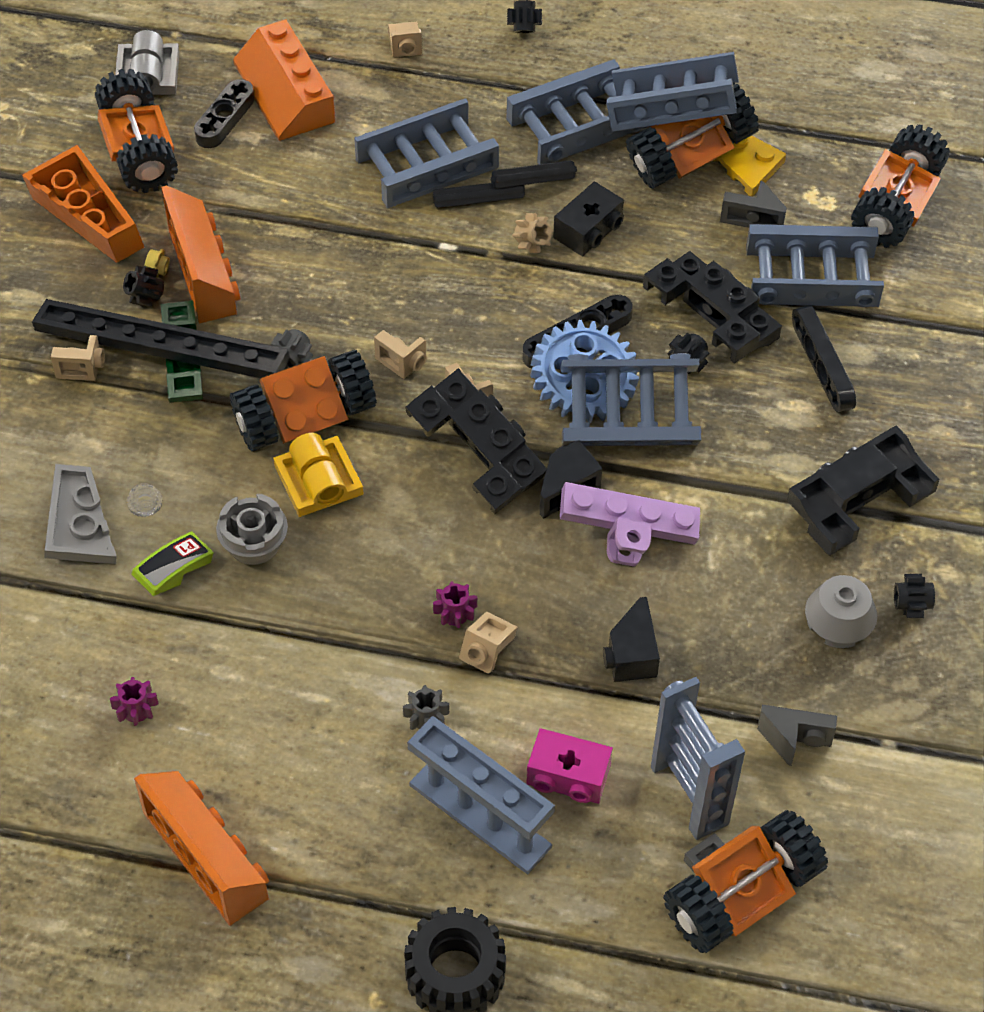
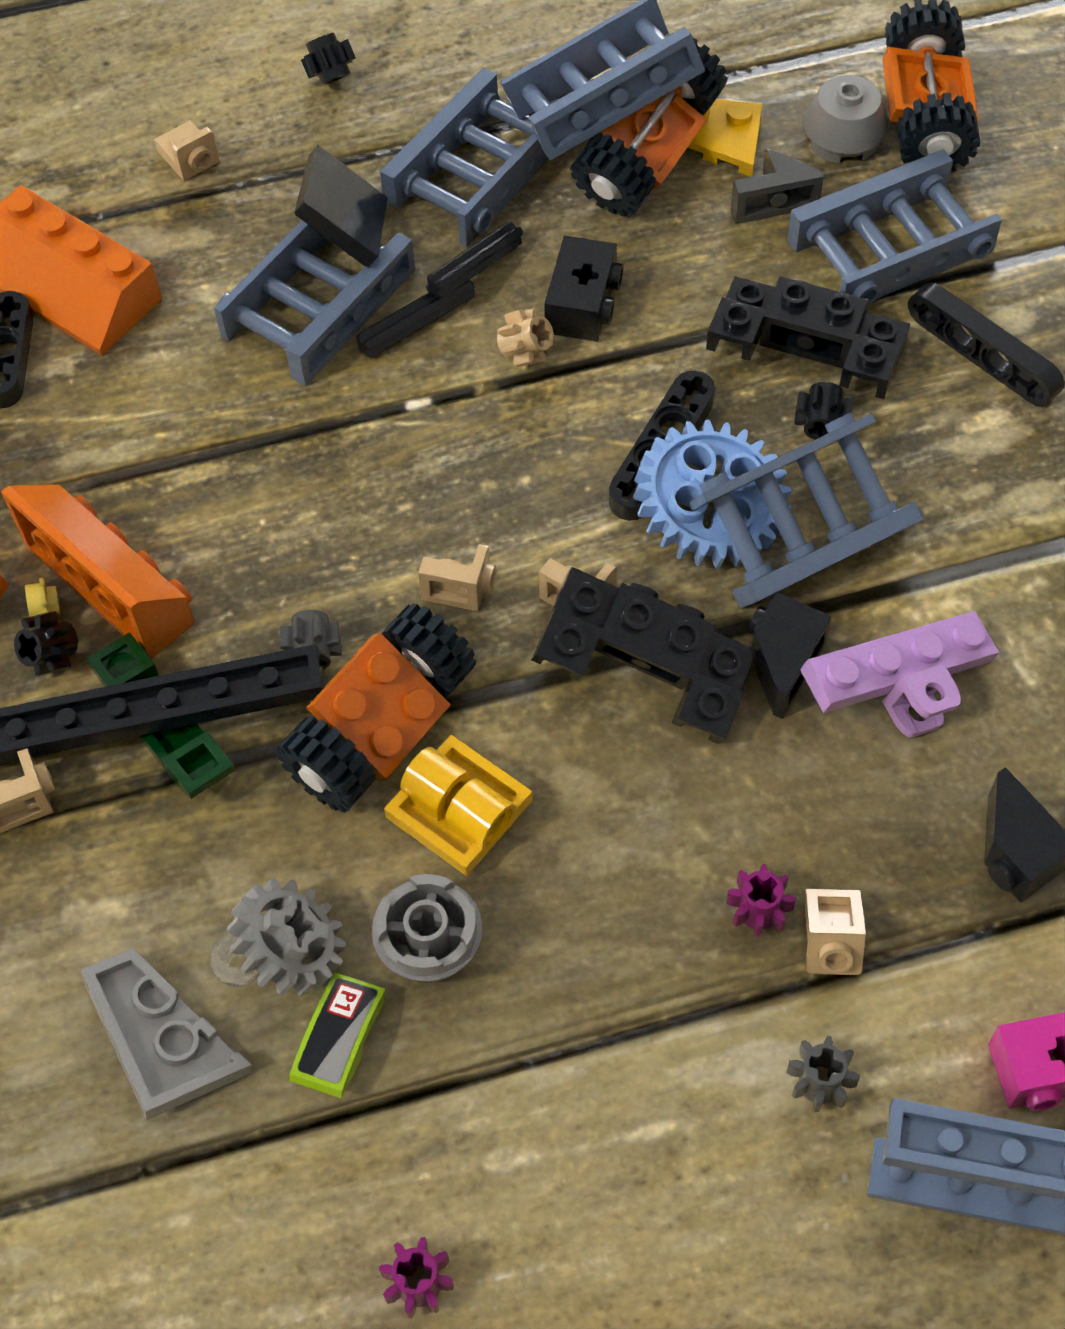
camera: 25 degrees left, 5 degrees up
(174, 497) = (286, 937): none -> light grey gear
(467, 107) = (342, 206): none -> black tile
(832, 185) = (846, 119): none -> light grey cone

